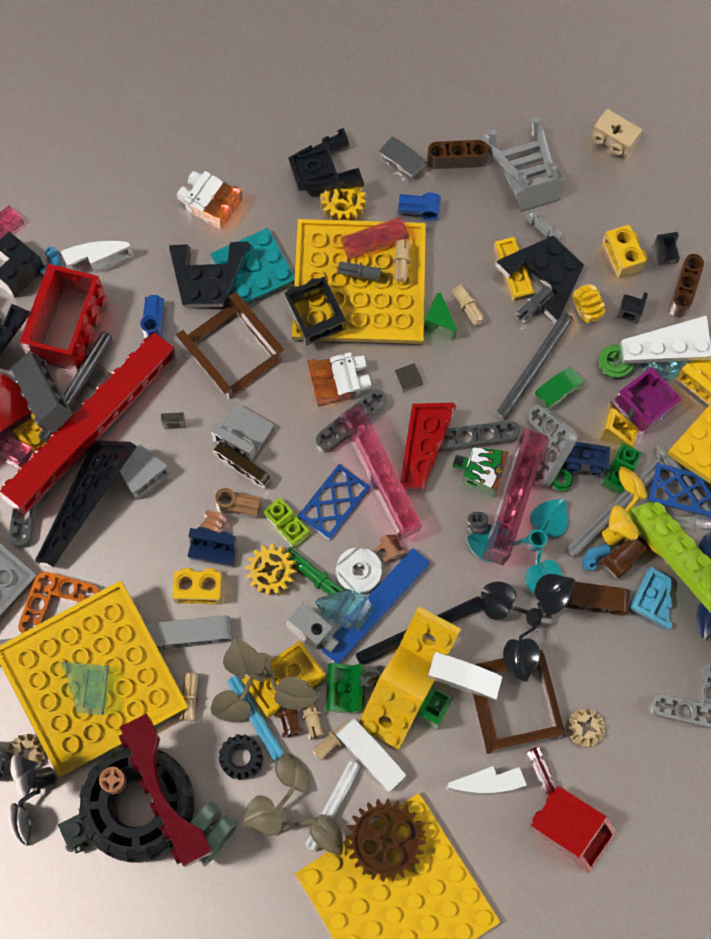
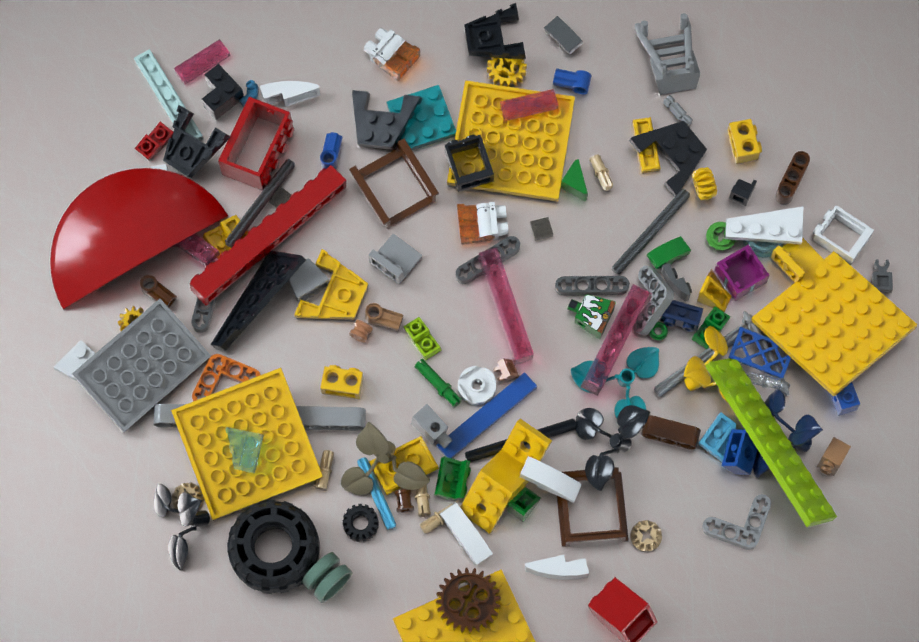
camera: 10 degrees right, 0 degrees up
(41, 392) = (231, 204): dark grey brick -> none
(74, 834) = (220, 565): pearl dark grey bracket -> none
(110, 777) = (257, 518): nougat wheel -> none
(143, 743) = (285, 497): dark red arch -> none
(173, 420) = (338, 241): clear smoke tile -> none
(185, 483) = (341, 296): none -> yellow wing
(212, 546) = (358, 350): dark blue bracket -> none
(242, 464) = (391, 285): dark brown beam -> none
(269, 820) = (372, 565): dark tan plant -> none
(274, 578) = (401, 368): yellow gear -> none
(337, 797) = (430, 570): white axle -> none
(340, 519) = (466, 341): blue window -> none
(346, 607) = (462, 413): clear light blue slope -> none
(359, 271) = (511, 132): dark grey axle -> none
(371, 676) = (473, 471): dark grey axle -> none
(401, 261) = (549, 128): tan axle -> none
(424, 438) = (546, 284): red wing -> none
(465, 148) = (620, 35): reddish brown beam -> none
(477, 522) = (582, 358): dark grey bush -> none
(535, 303) = (659, 178): dark grey axle -> none
(542, 769) = (604, 563): axle -> none
(581, 425) = (679, 286): none -> dark grey slope
(592, 556) = (675, 396): dark azure arm -> none
(616, 133) = (754, 35): tan brick -> none
(620, 559) = (696, 403): reddish brown piece -> none
(666, 249) = (781, 143): black panel -> none
(682, 612) = (739, 453): none -> blue brick

